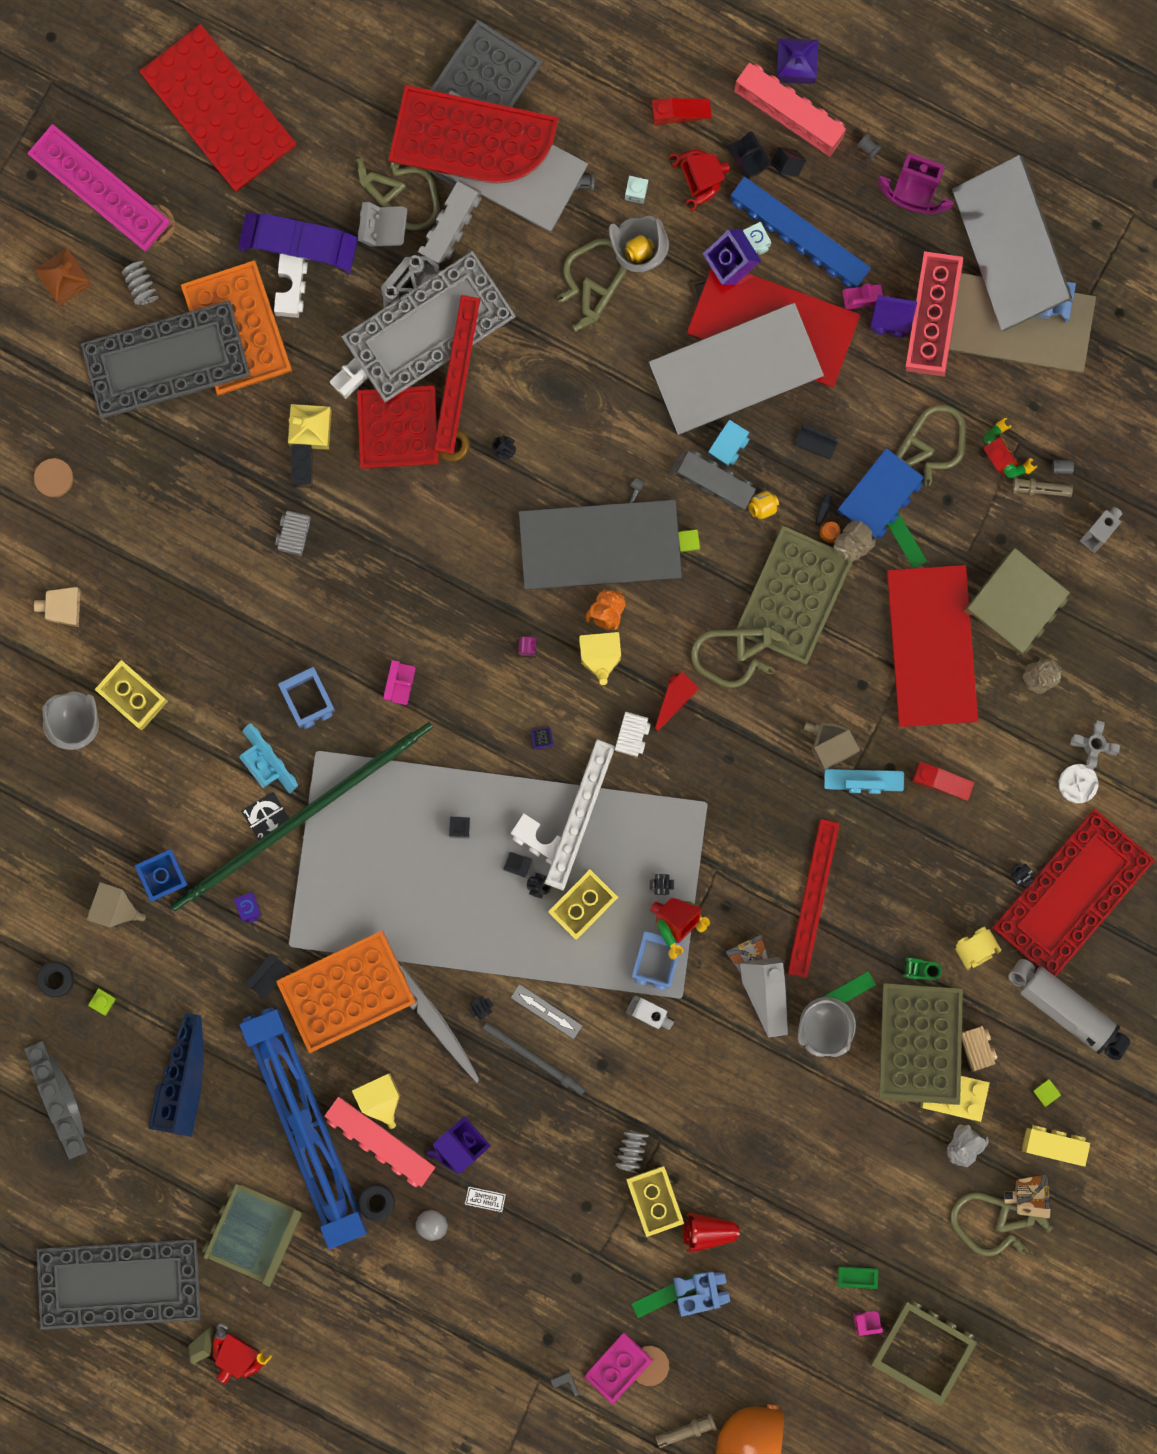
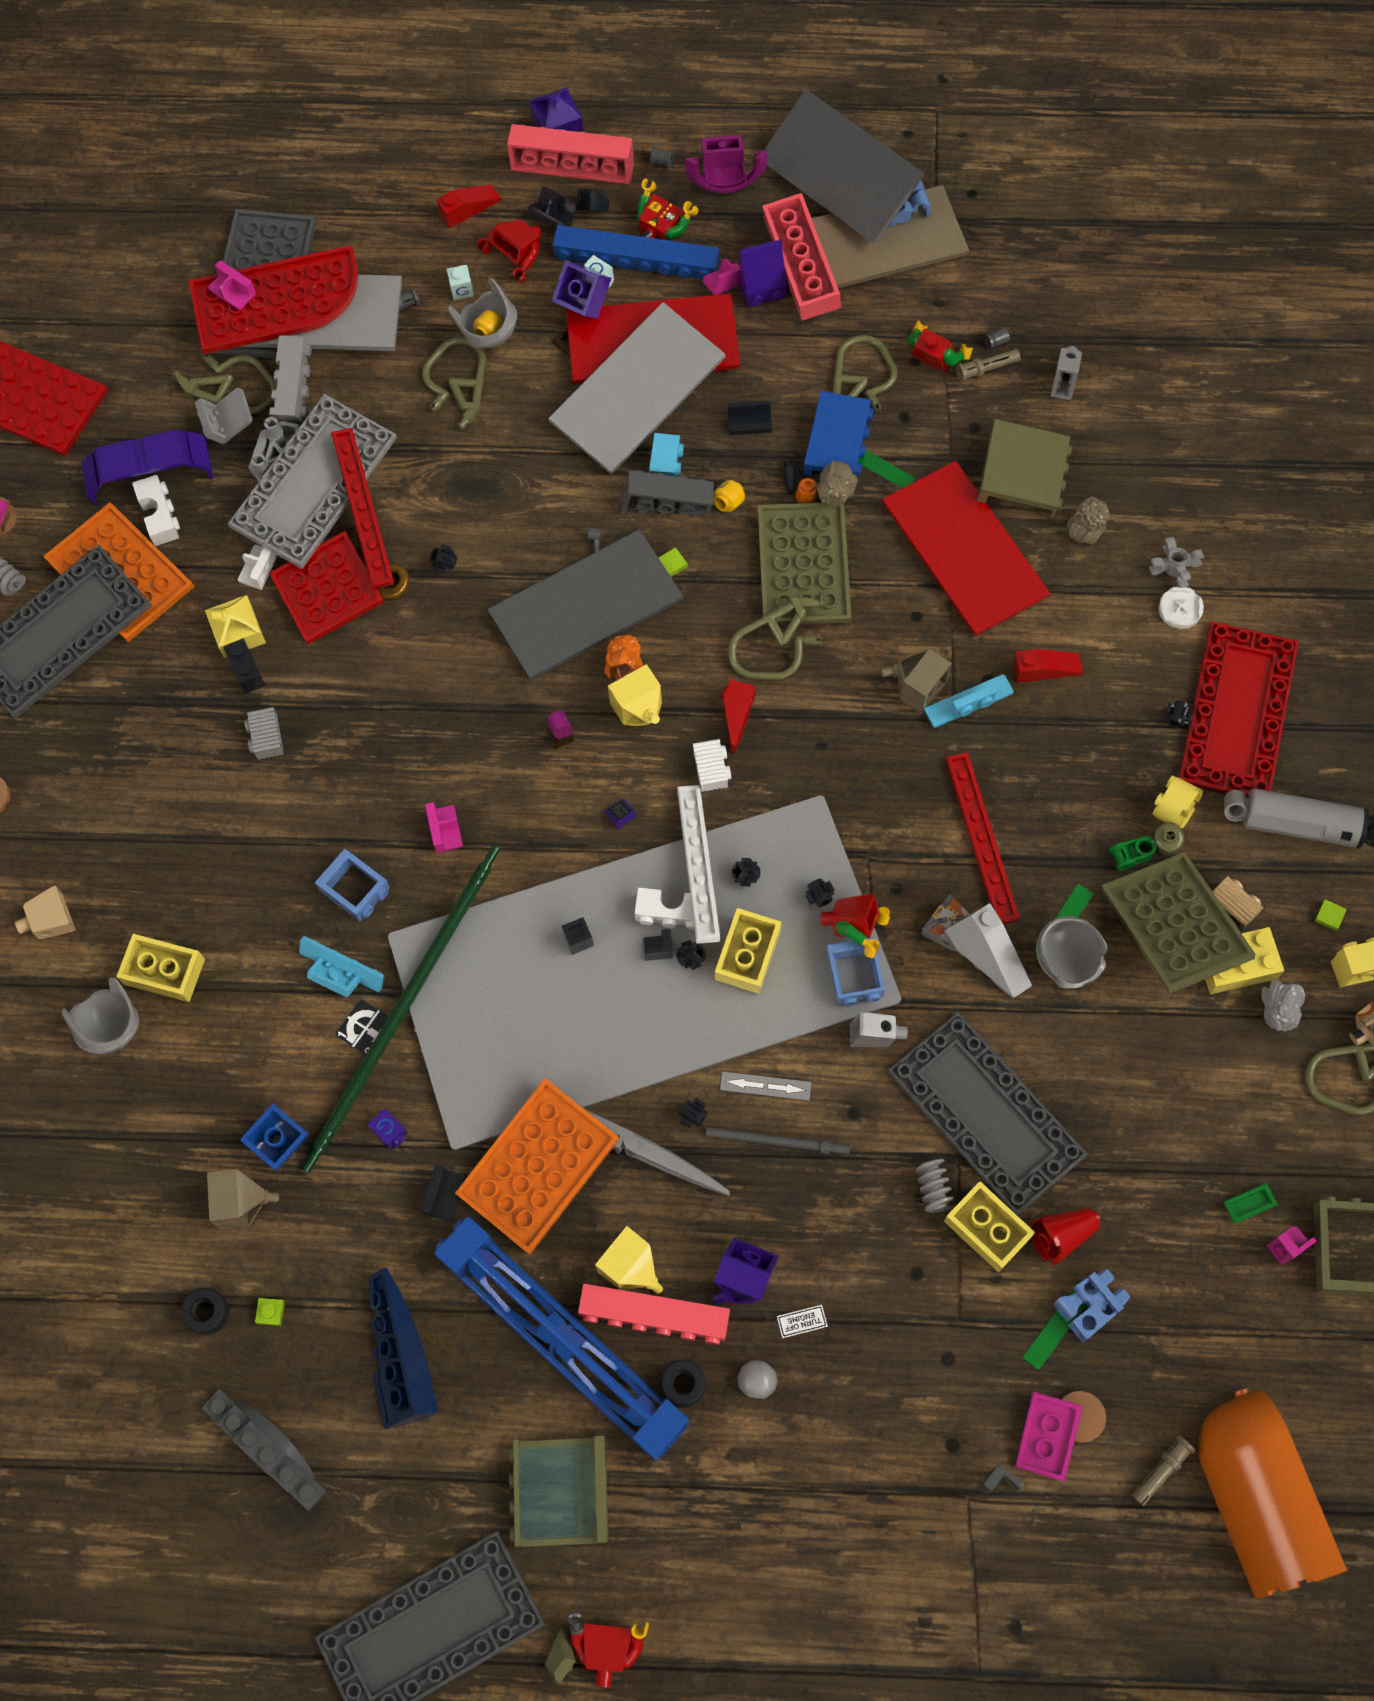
camera: 20 degrees left, 15 degrees down
(437, 113) = (232, 286): none -> dark pink panel
(613, 839) = (746, 872): none -> black gear
(700, 1114) = (987, 1113): none -> dark grey tile
(837, 210) = (659, 217): none -> torso
(949, 967) = (1173, 843): none -> olive head

